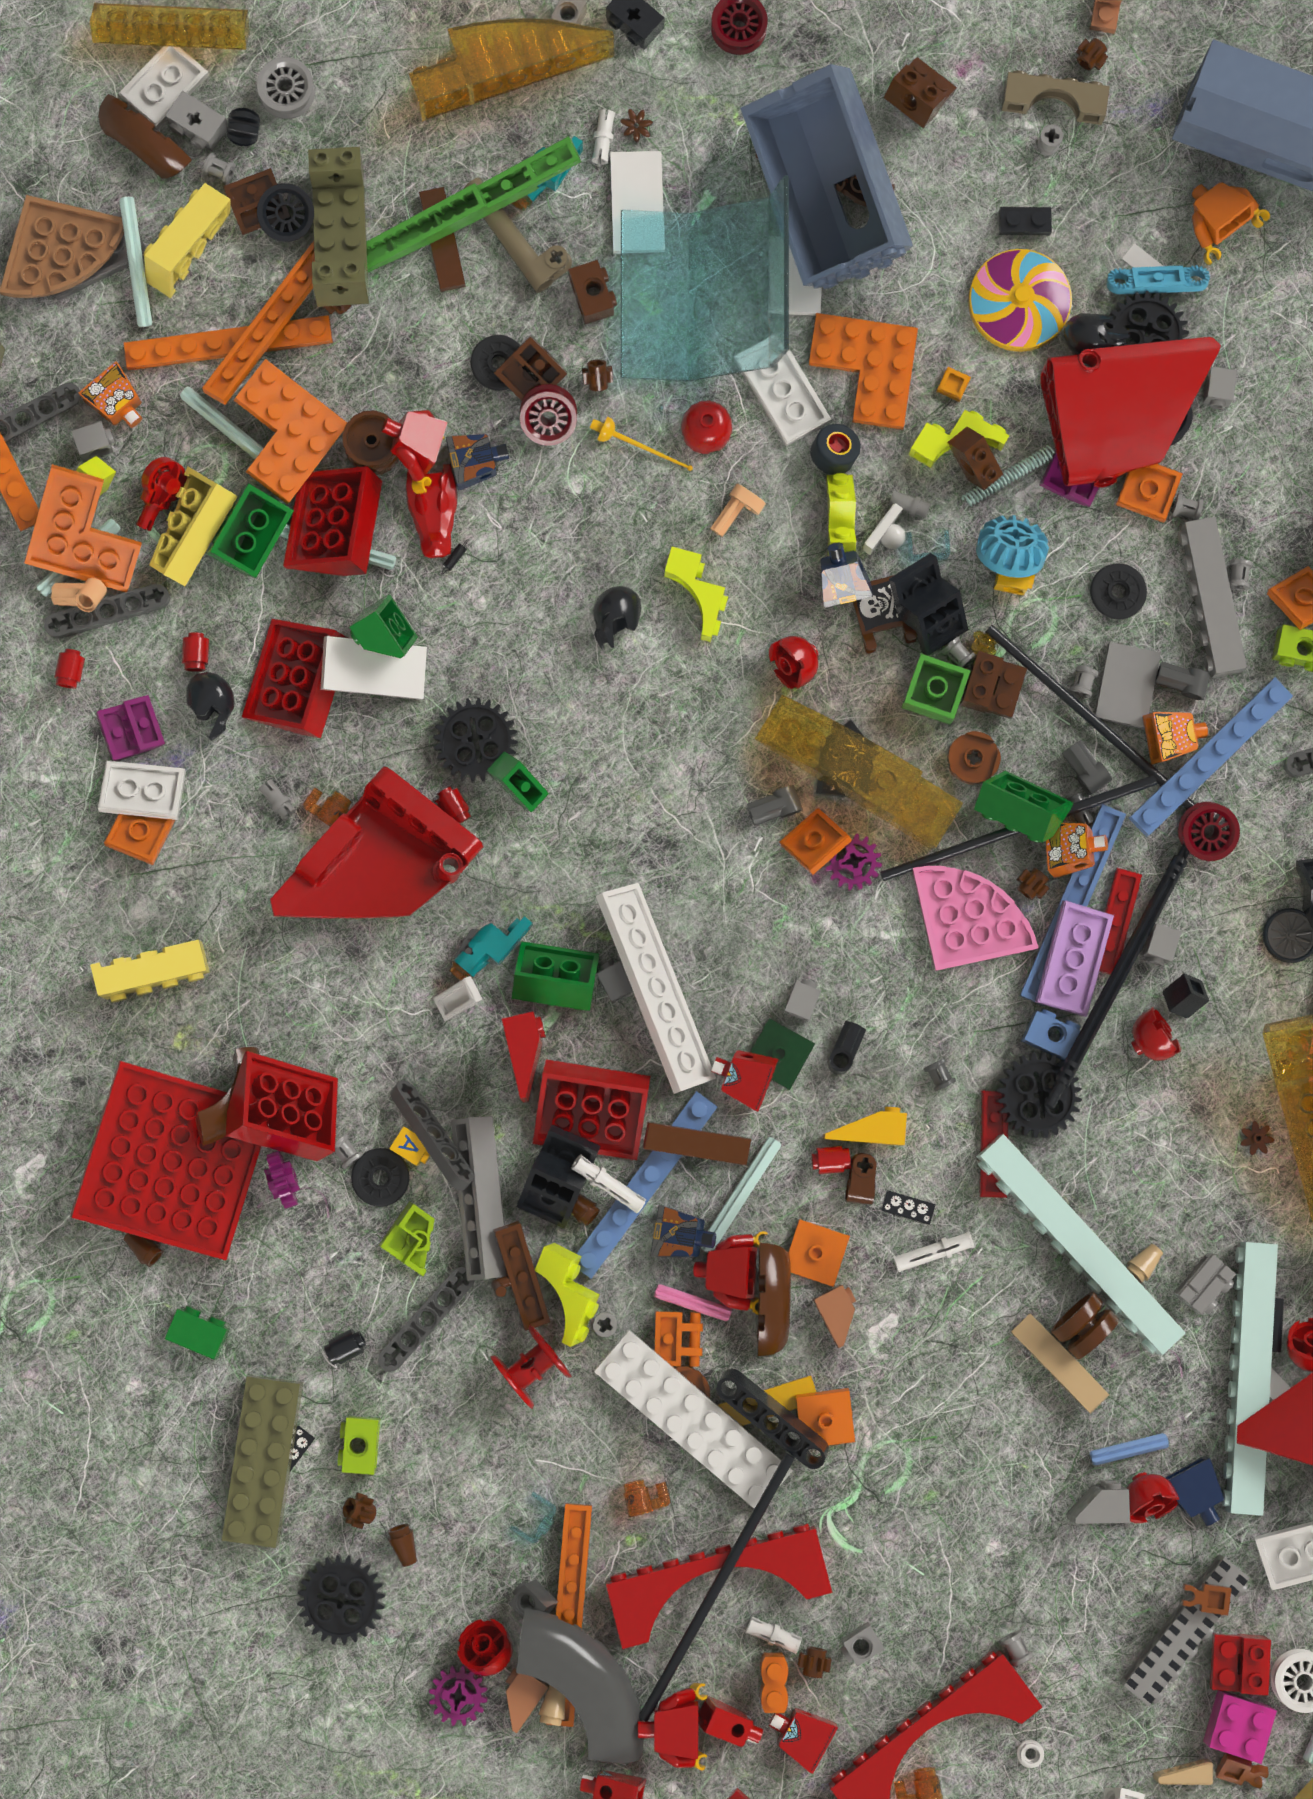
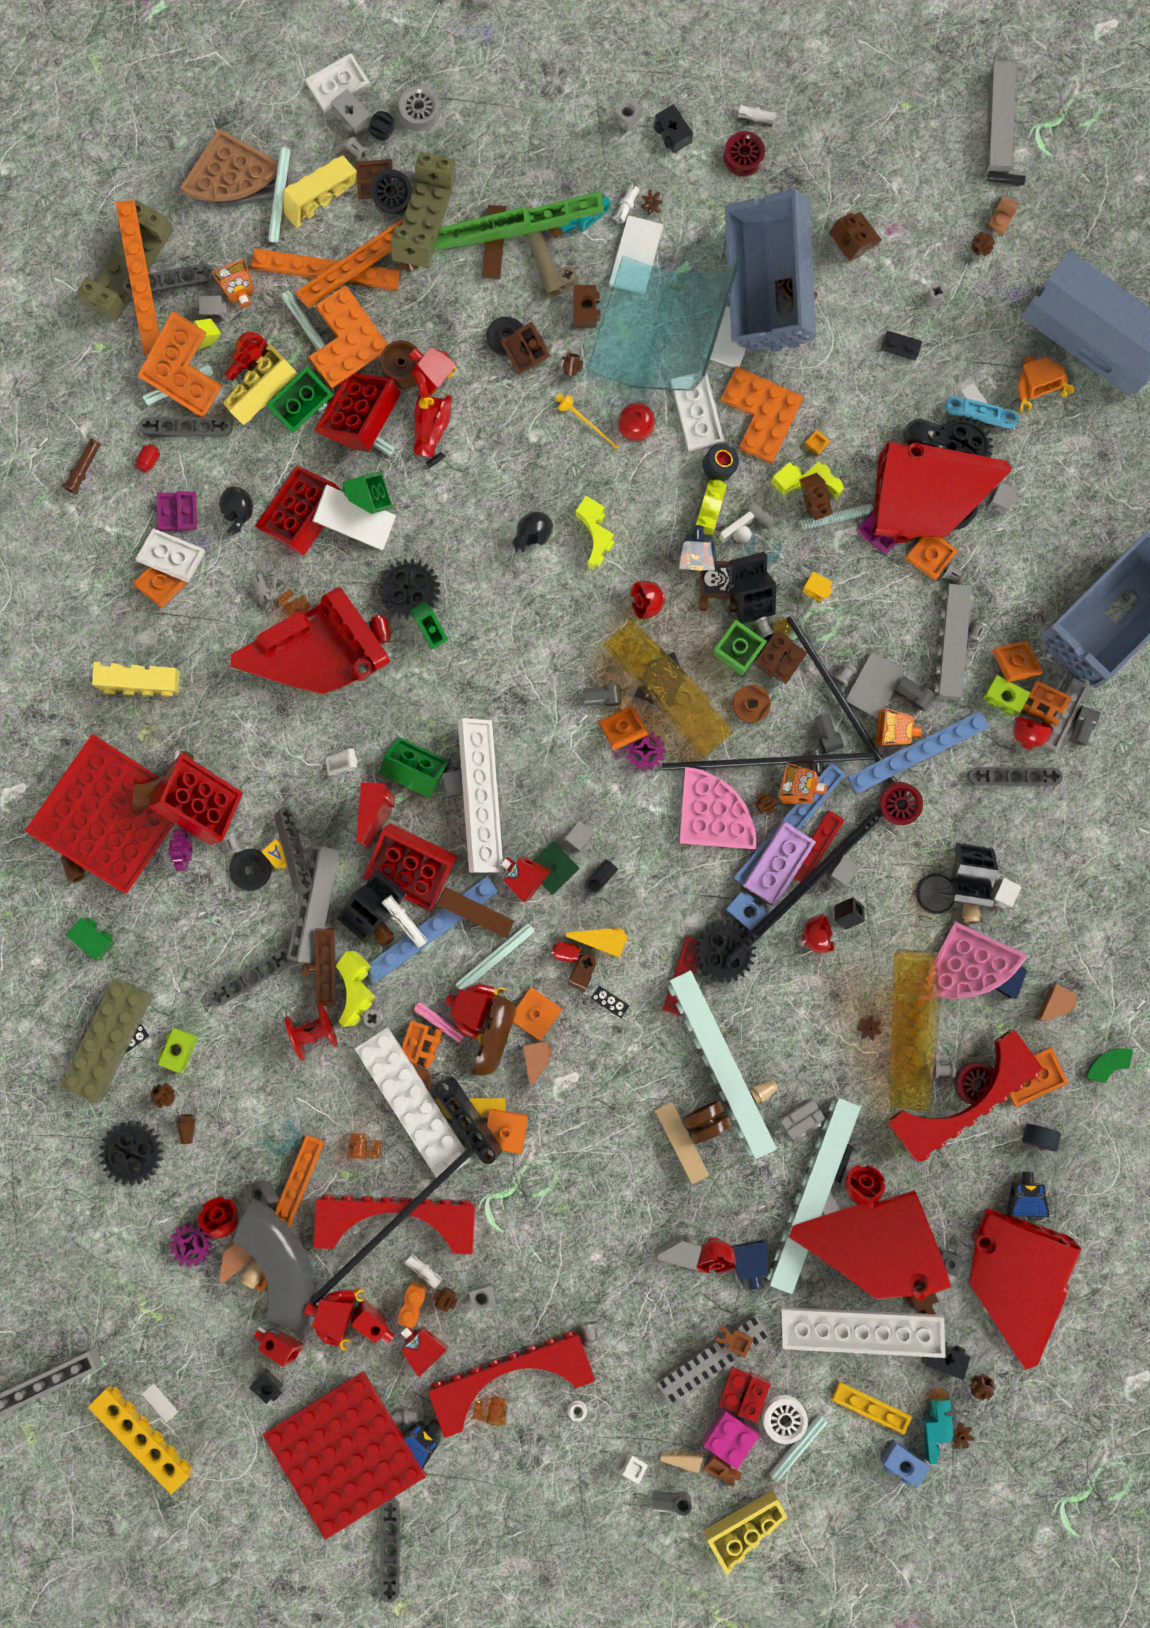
camera: 20 degrees right, 0 degrees up
(83, 595) = (170, 410): light nougat piece -> none
(137, 135) = (307, 110): reddish brown brick -> none
(169, 26) = (352, 43): clear yellow brick -> none
(195, 652) = (236, 472): red brick -> none
(345, 1347) = (189, 979): black brick -> none
(410, 1238) = (257, 918): lime slope -> none
(474, 458) = (468, 396): torso -> none
(487, 944) = (373, 731): teal plate -> none
(504, 57) = (574, 129): clear yellow slope -> none
(564, 399) = (514, 388): dark red wheel -> none
(679, 1234) = (443, 971): torso -> none
(740, 498) = (644, 477): light nougat piece -> none
(938, 1082) = (657, 921): dark grey bush -> none
(945, 1247) = (618, 1038): white pin -> none
(1012, 547) = (822, 565): medium azure gear -> none
(1019, 300) = (881, 398): dish -> none
(1022, 806) = (774, 746): green slope -> none
(1085, 99) = (969, 273): dark tan arch -> none
(1121, 575) = (880, 627): black wheel -> none
(1129, 1449) = (712, 1218): light blue axle -> none

